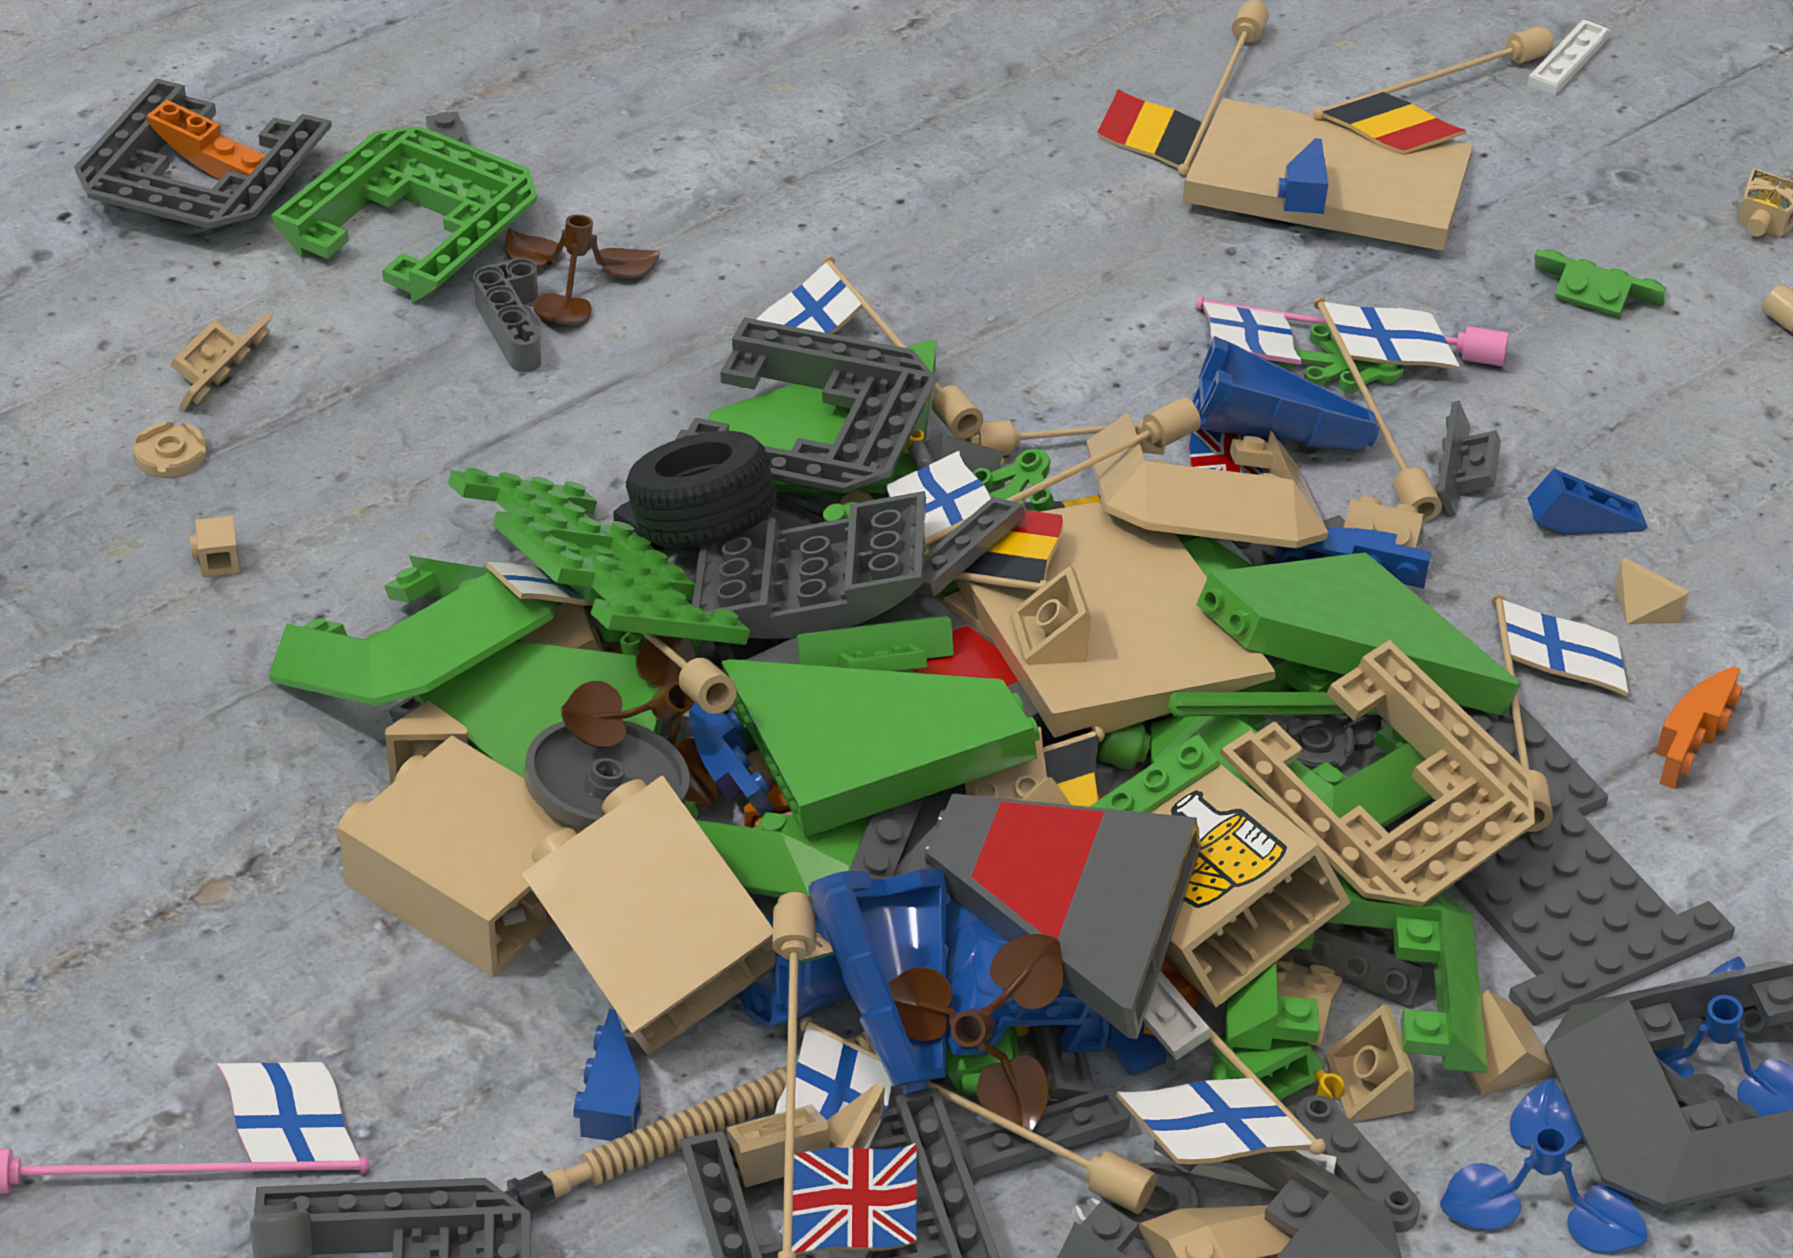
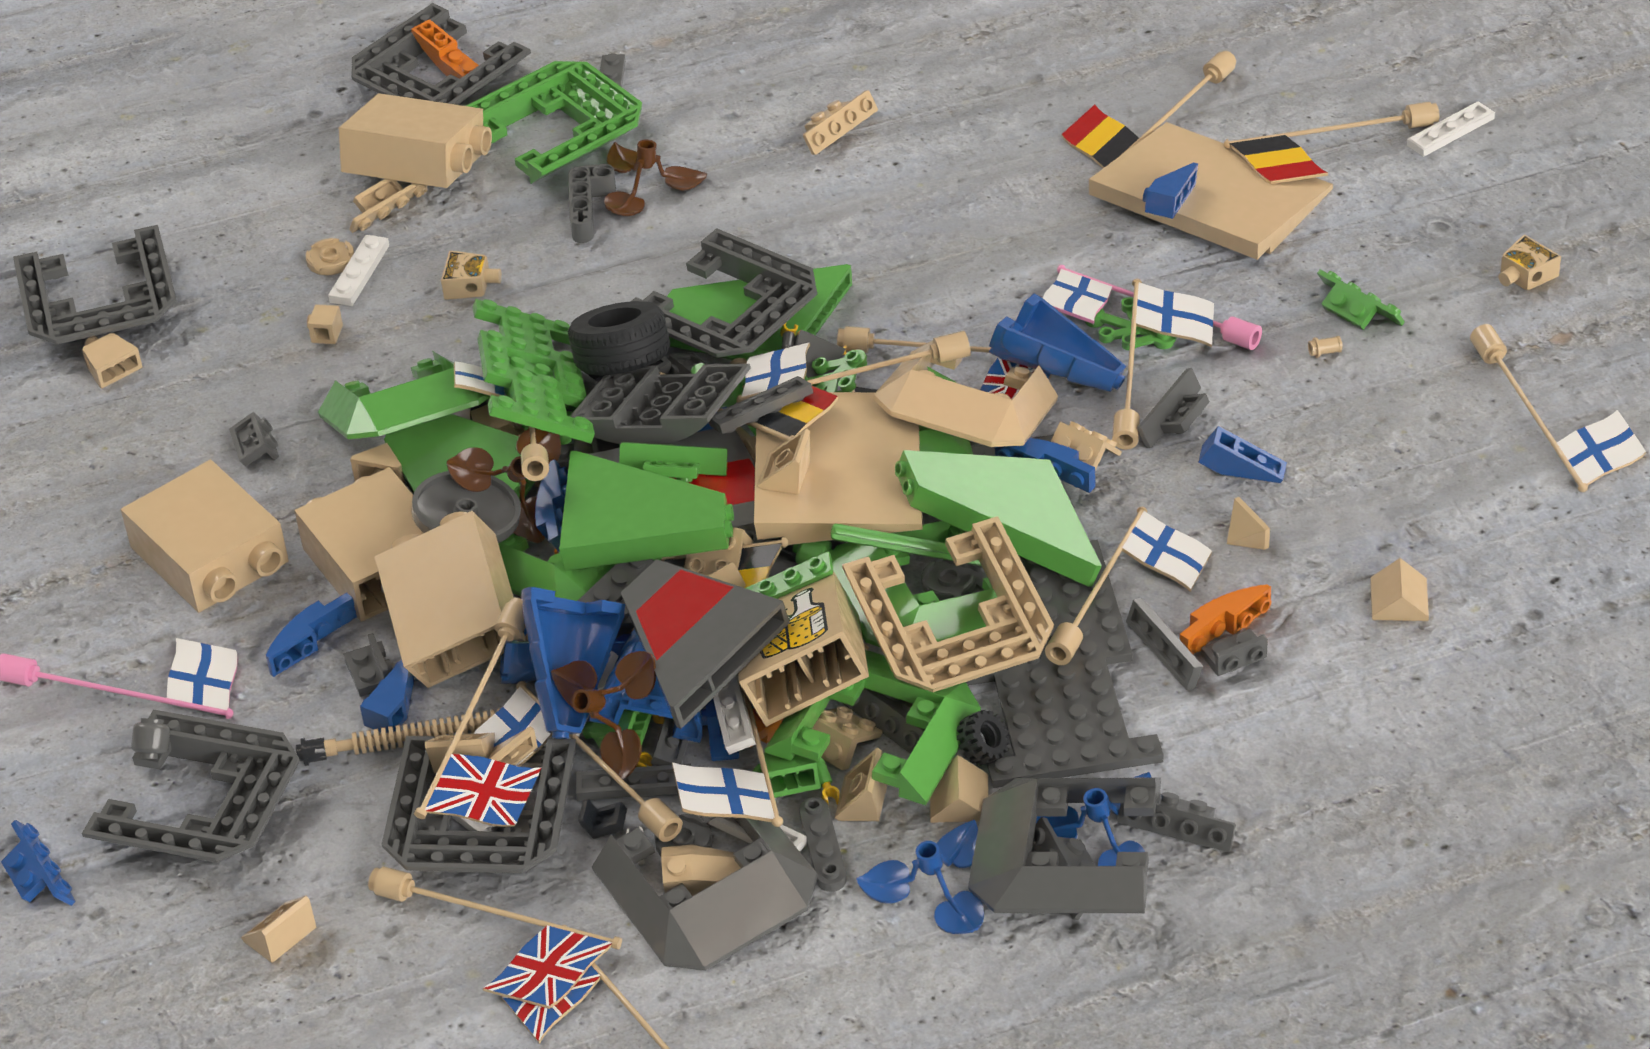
camera: 25 degrees right, 0 degrees up
(189, 734) = (253, 439): none -> dark grey bracket
(199, 895) = (205, 535): none -> tan brick
(223, 462) = (358, 270): none -> white plate
(231, 266) = (413, 140): none -> tan brick
(395, 441) = (467, 275): none -> tan torso
(423, 1010) = (301, 634): none -> blue slope
(548, 1043) = (368, 666): none -> dark grey bracket
(798, 156) = (837, 120): none -> tan bracket
(829, 302) = (786, 233): flag -> none
(1030, 1200) = (602, 820): none -> black bracket
(1501, 956) = (973, 743): none -> black tyre
(1587, 348) = (1324, 346): none -> tan pin
(1644, 774) = (1164, 644): none -> dark grey plate
(1734, 766) = (1235, 651): none -> dark grey bracket

